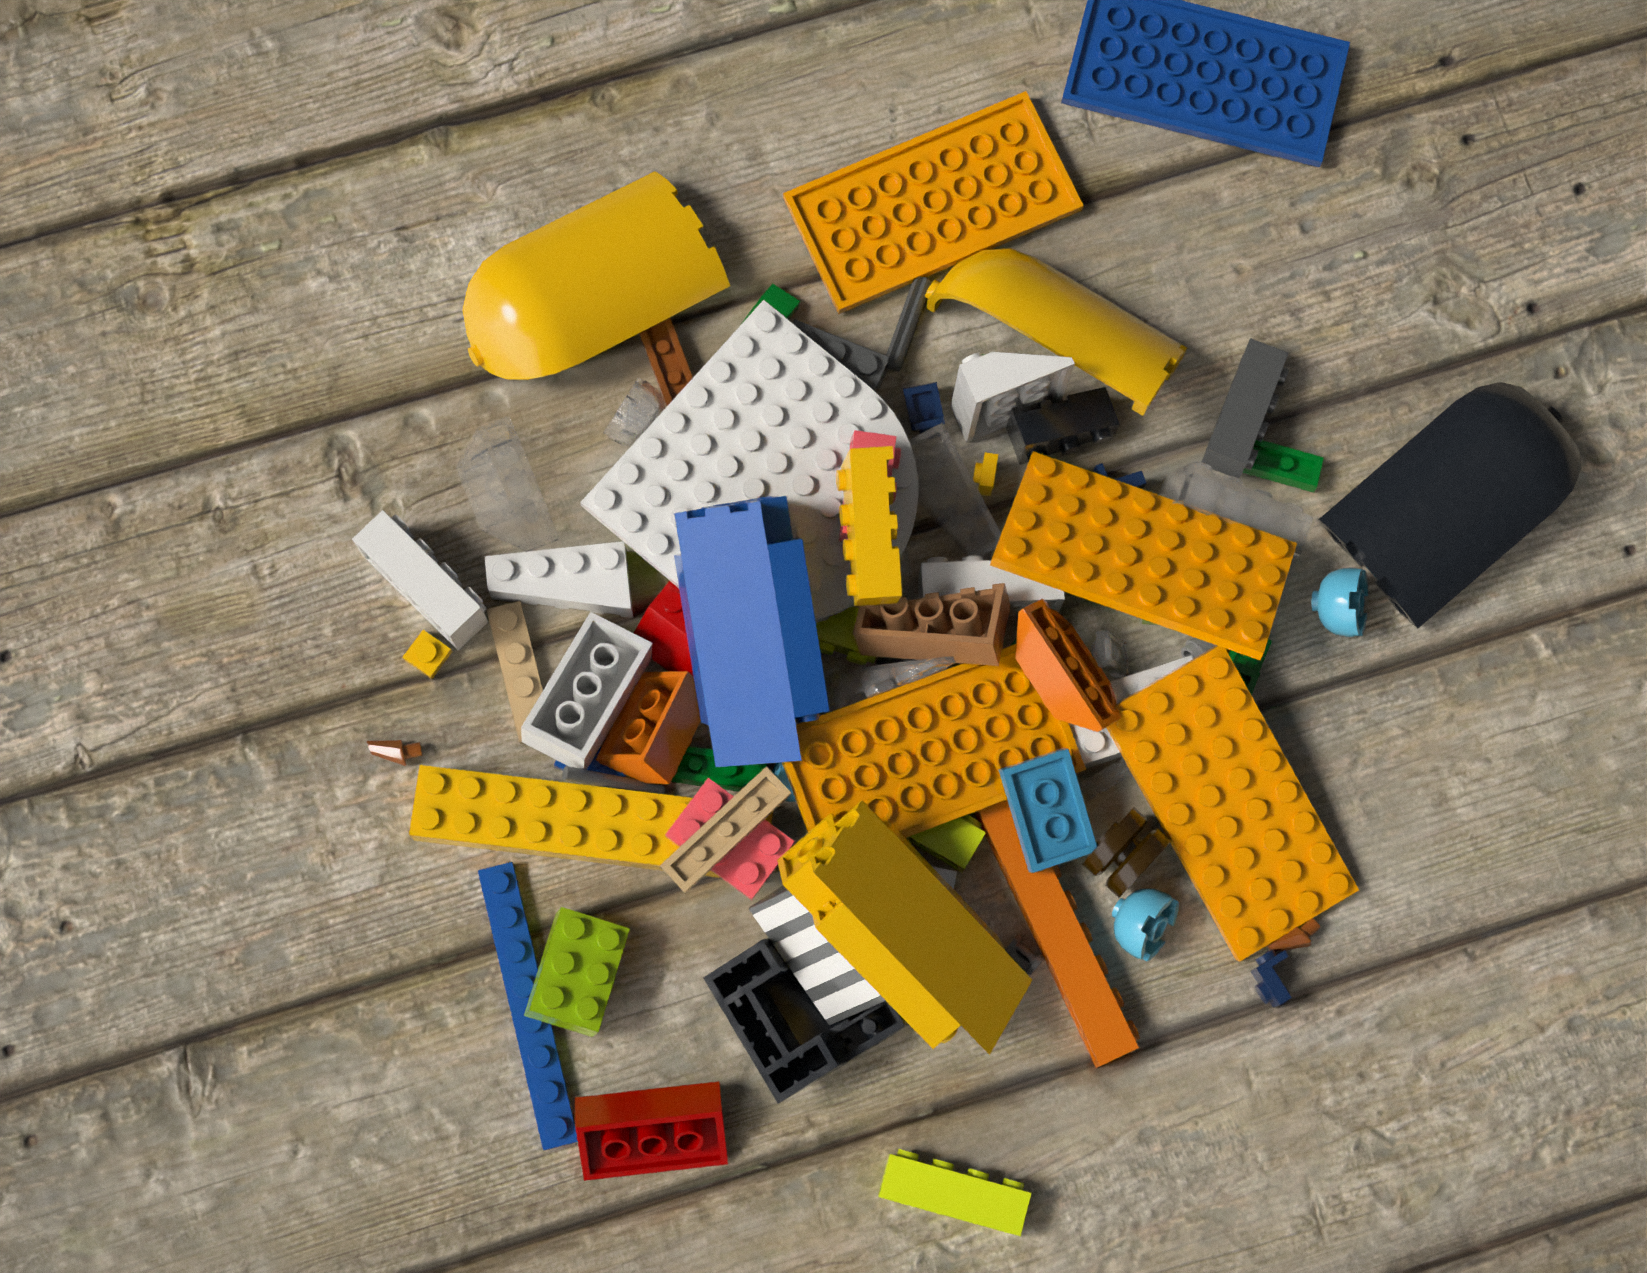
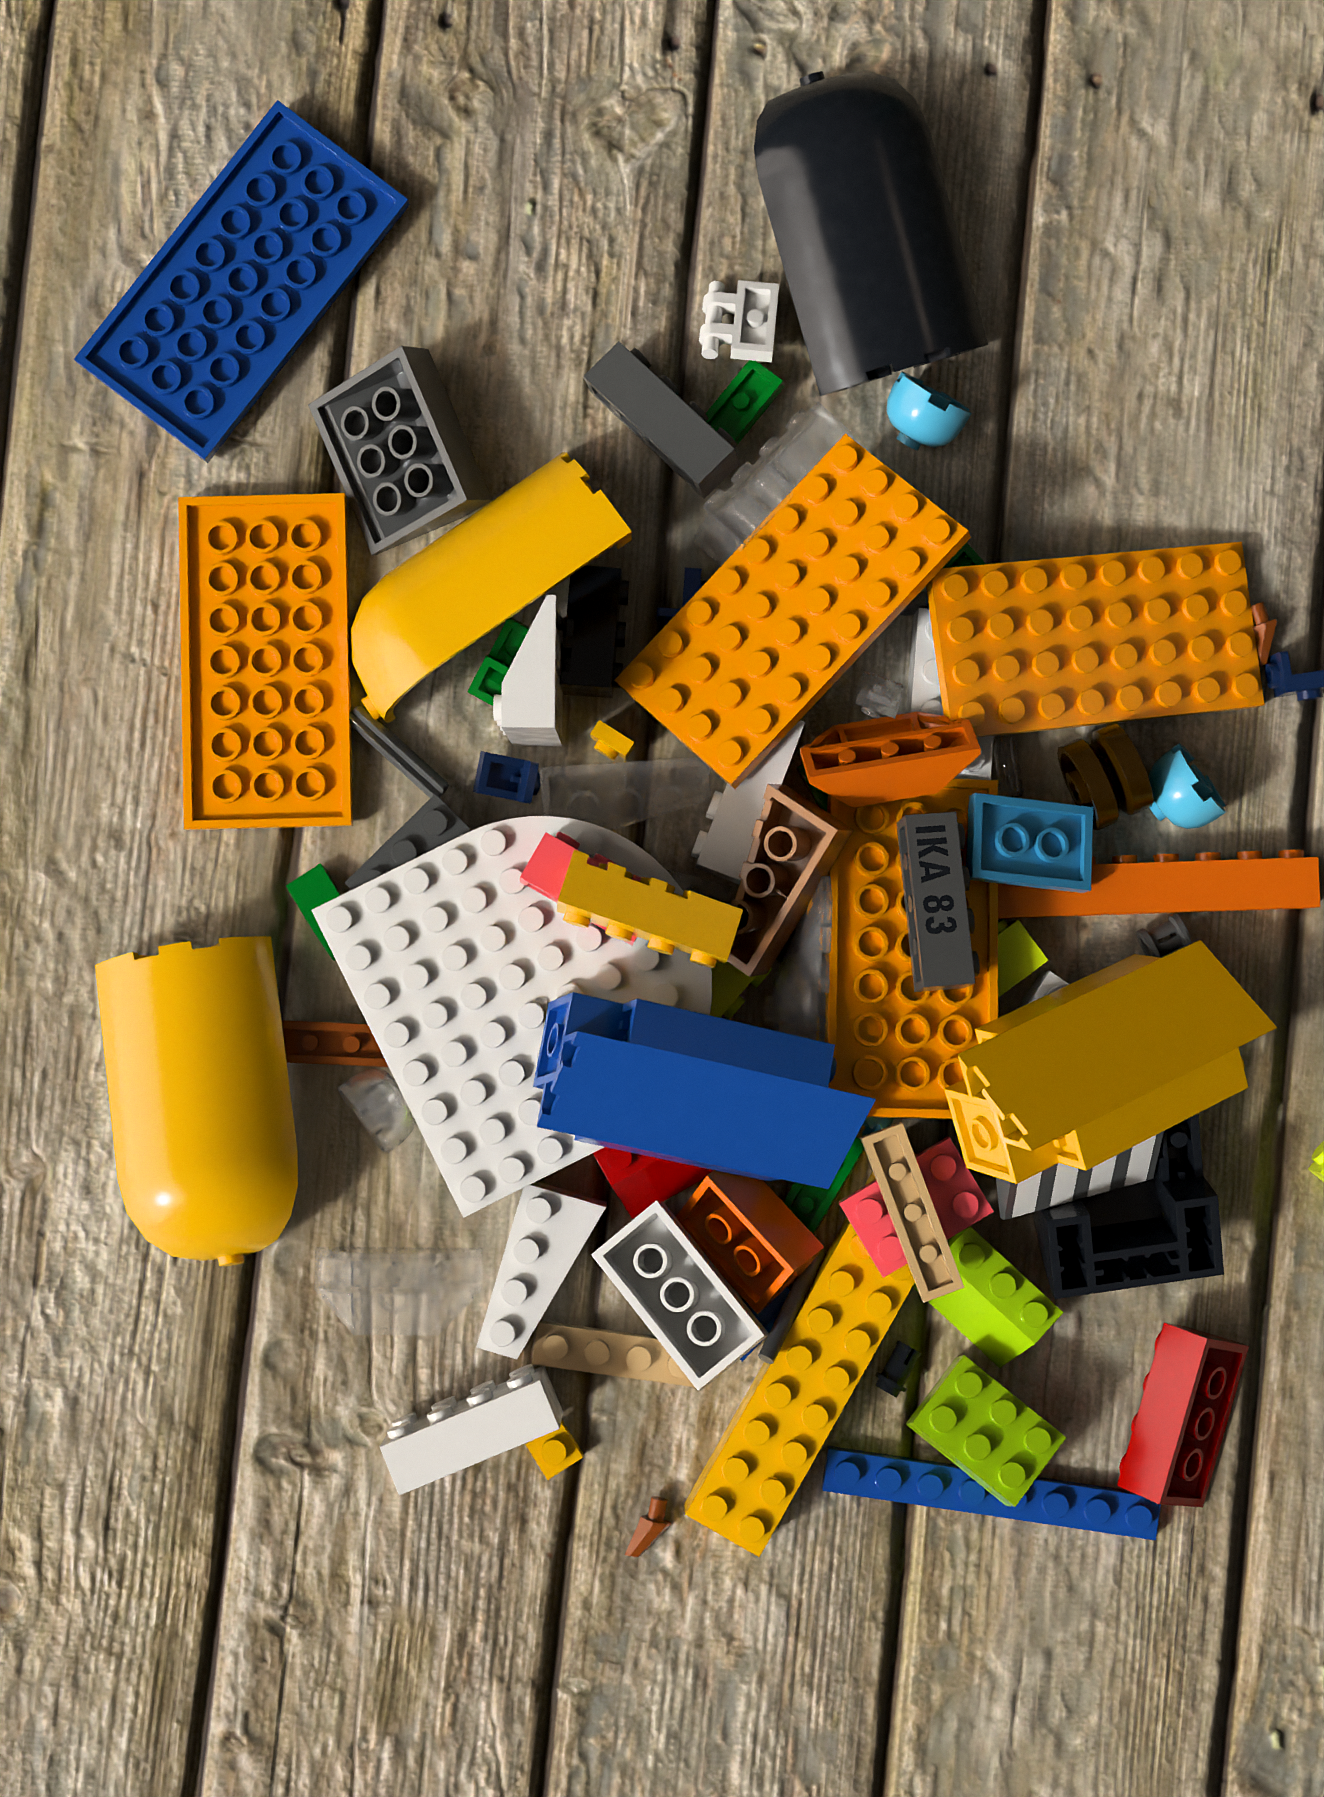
camera: 65 degrees left, 10 degrees up
(593, 889) = (897, 1369): none -> black pin
(681, 934) = (998, 1304): none -> lime slope
(971, 751) = (936, 901): none -> dark grey brick
(1134, 232) = (399, 449): none -> dark grey slope
(1350, 447) = (753, 325): none -> white plate

